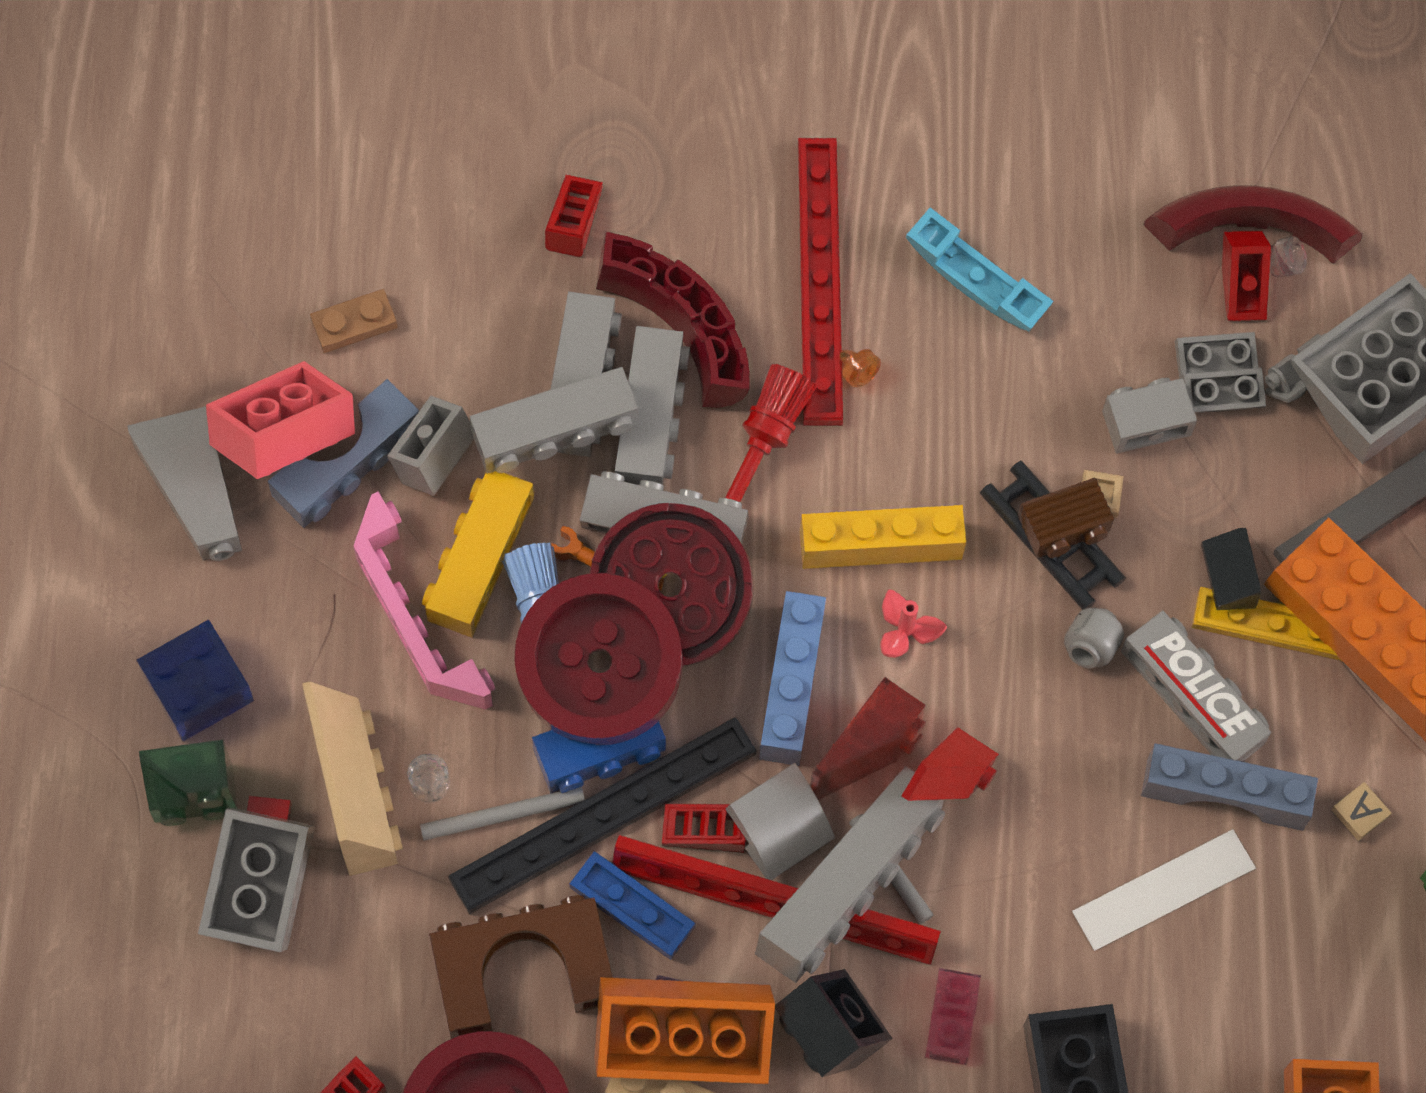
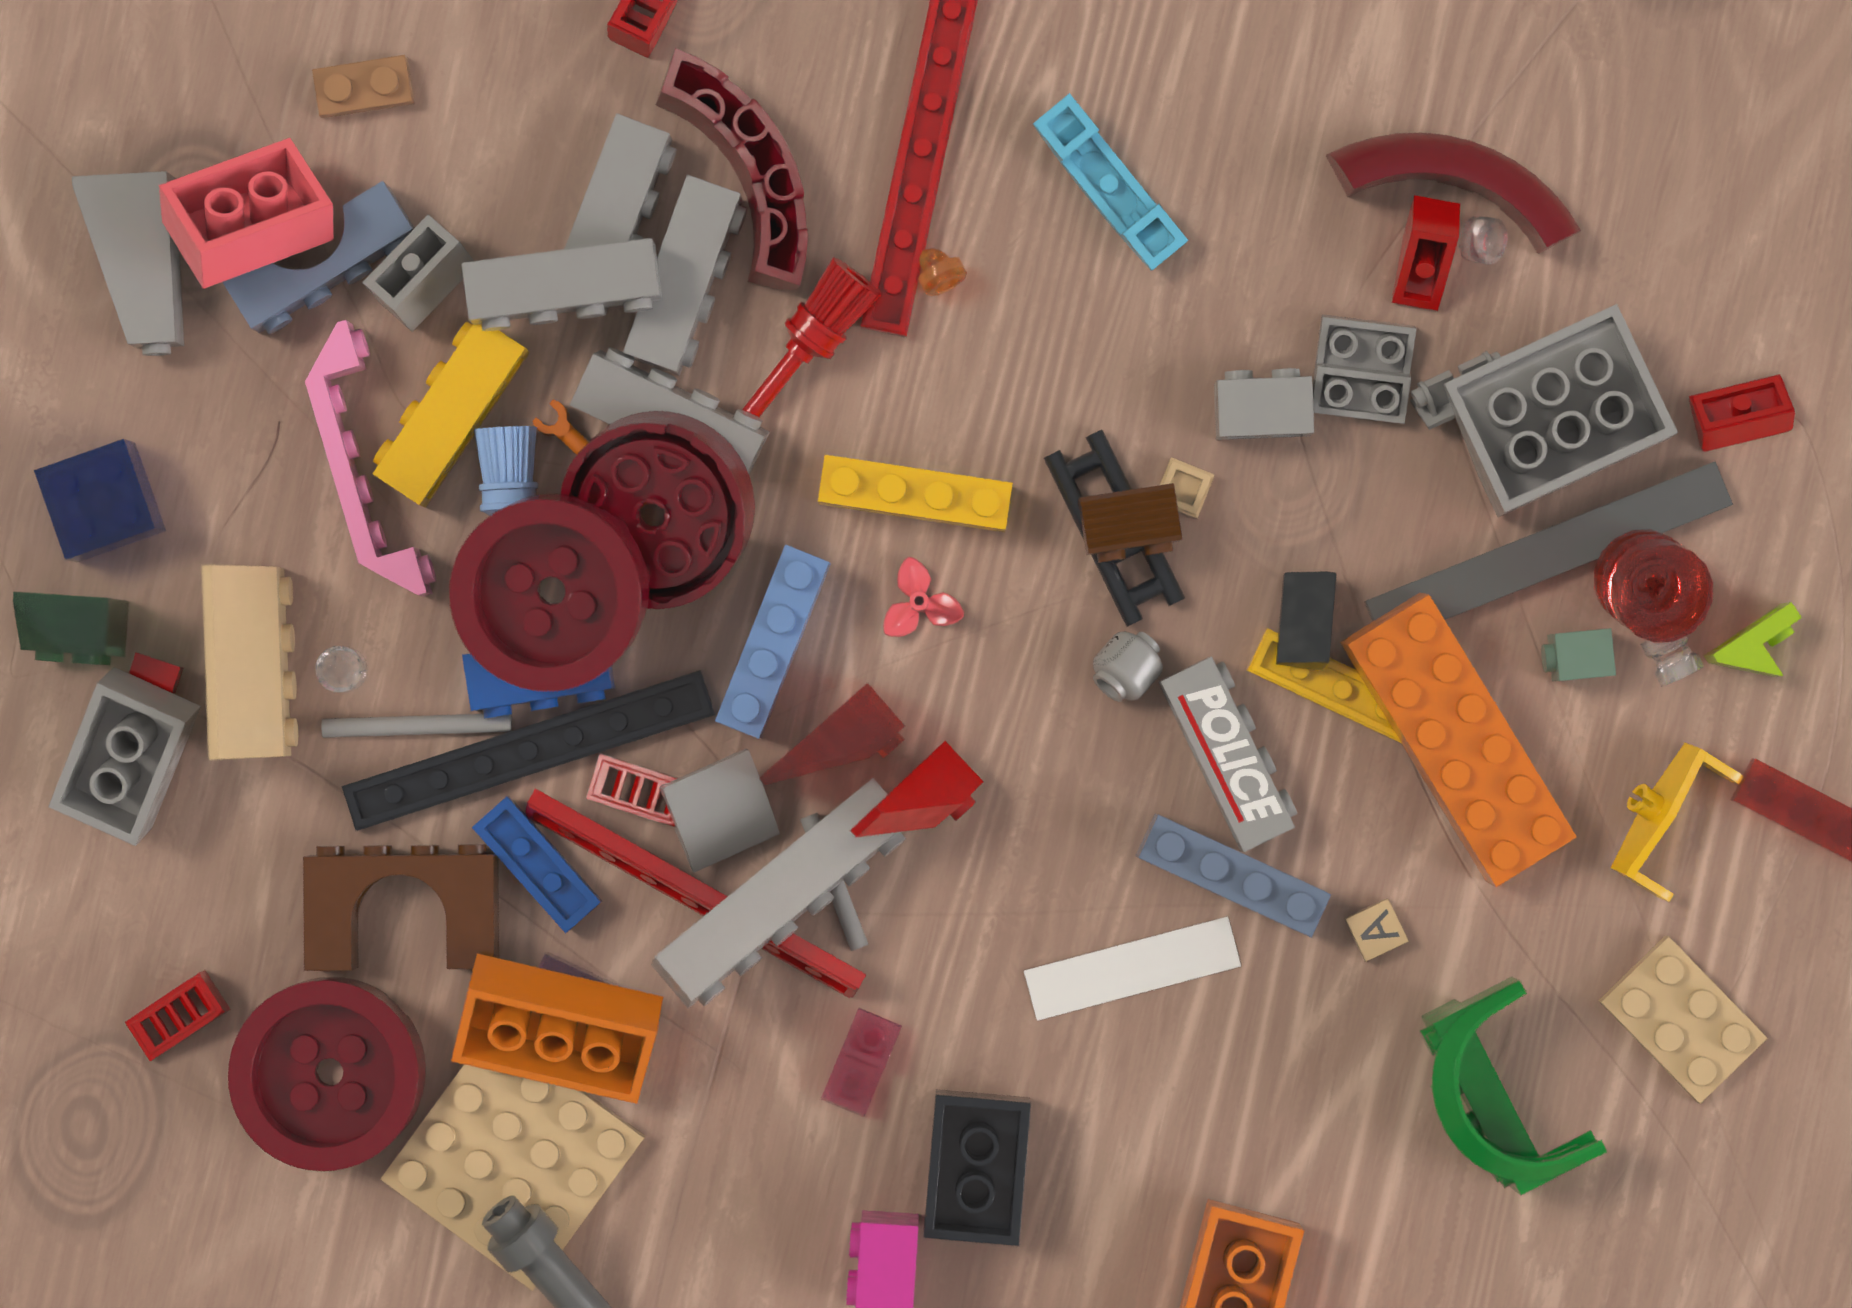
camera: 15 degrees right, 20 degrees up
(832, 1023) = (722, 1054): black brick -> none

